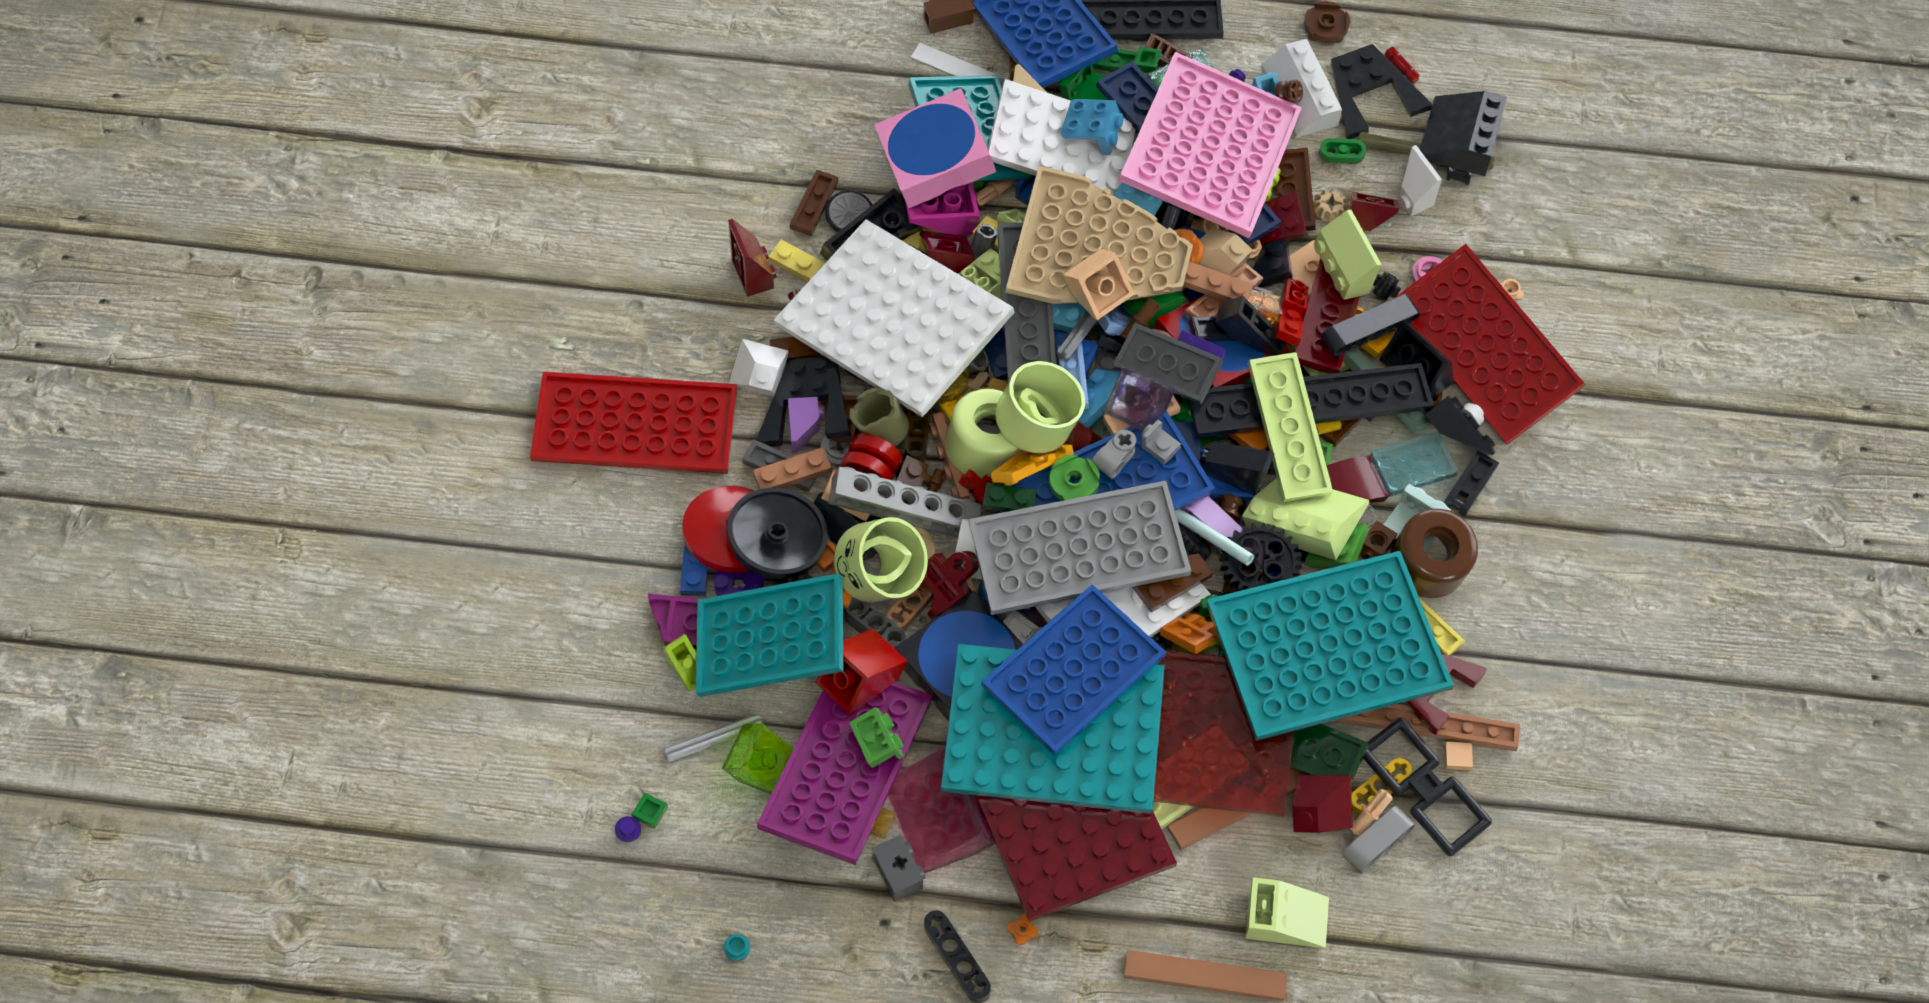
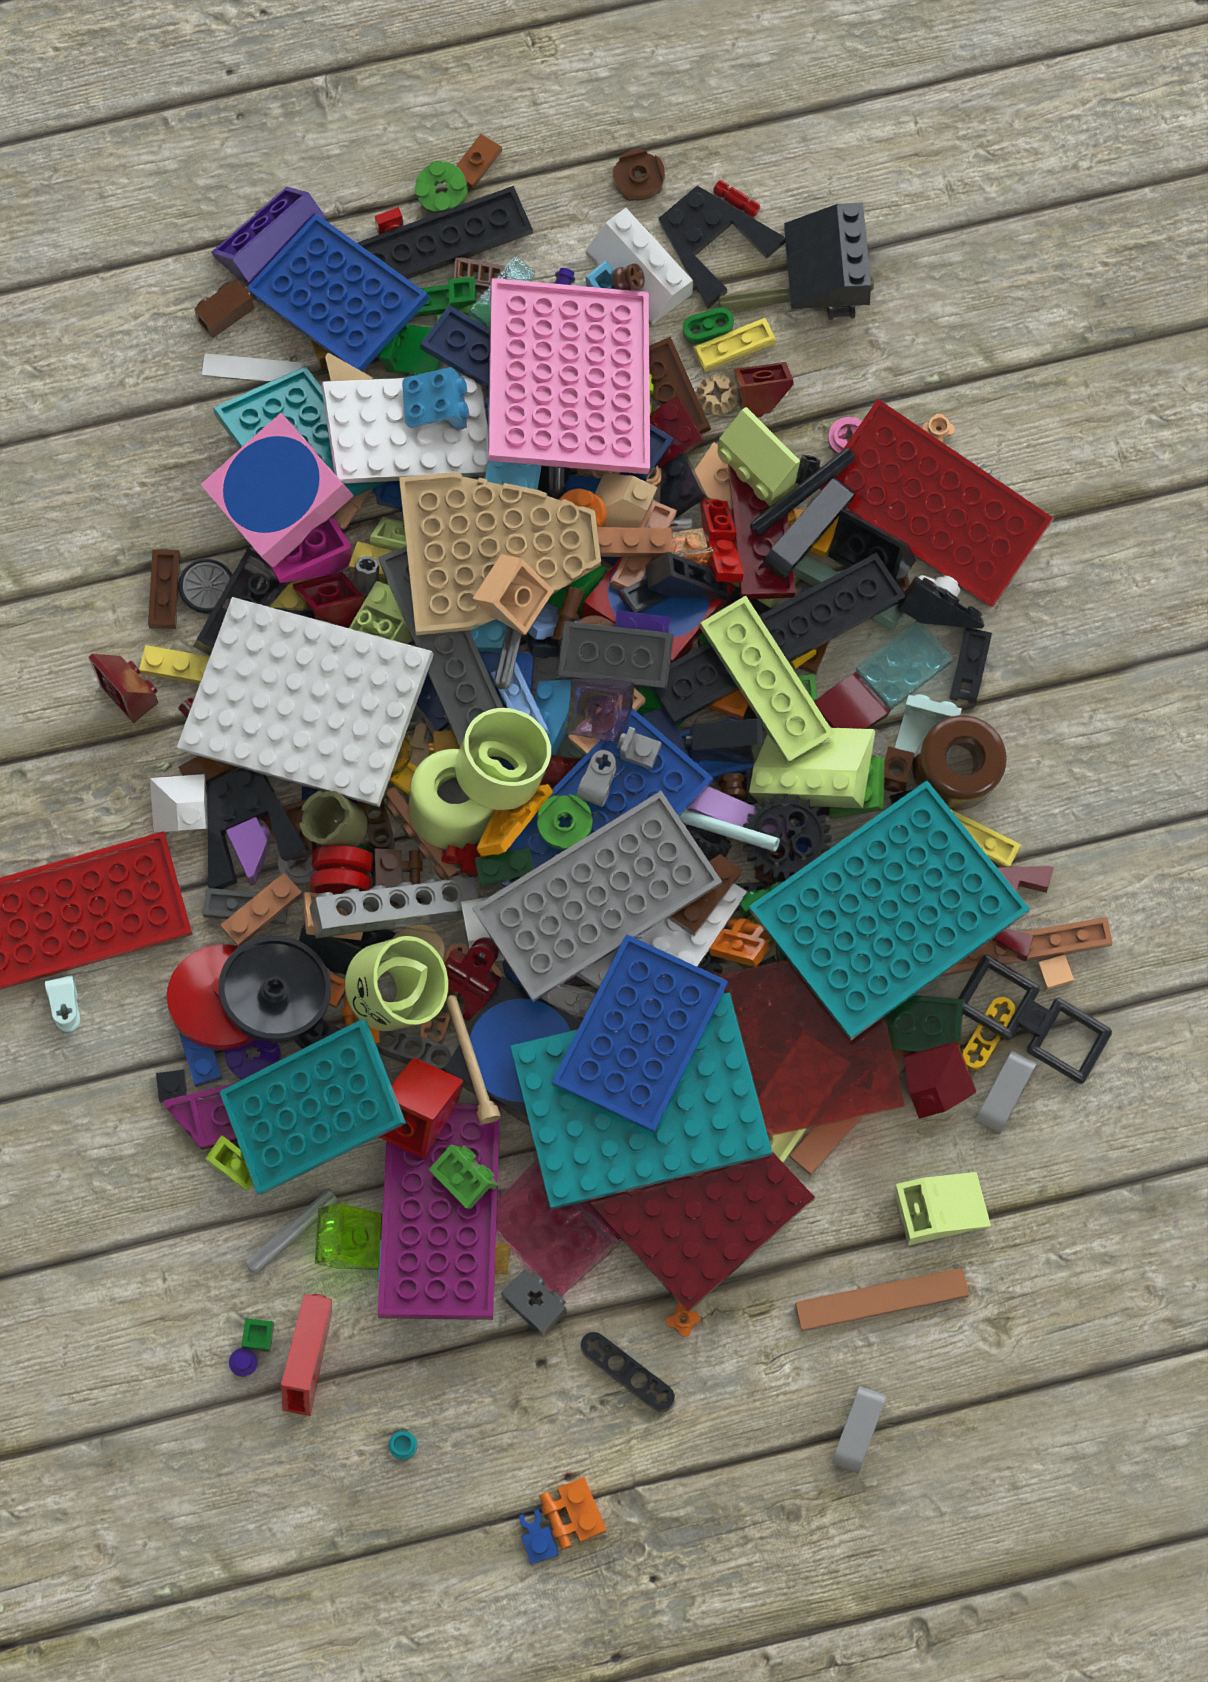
camera: 15 degrees left, 10 degrees up
(598, 489) = (63, 999): none -> light aqua piece
(660, 583) = (171, 1084): none -> black plate
(682, 841) = (306, 1354): none -> slope
(918, 693) = (487, 1111): none -> tan piece
(1359, 173) = (734, 345): none -> light yellow tile
(1371, 812) = (989, 1068): light nougat axle -> none
(1375, 296) = (802, 491): none -> black axle
(1419, 184) = (803, 340): white slope -> none

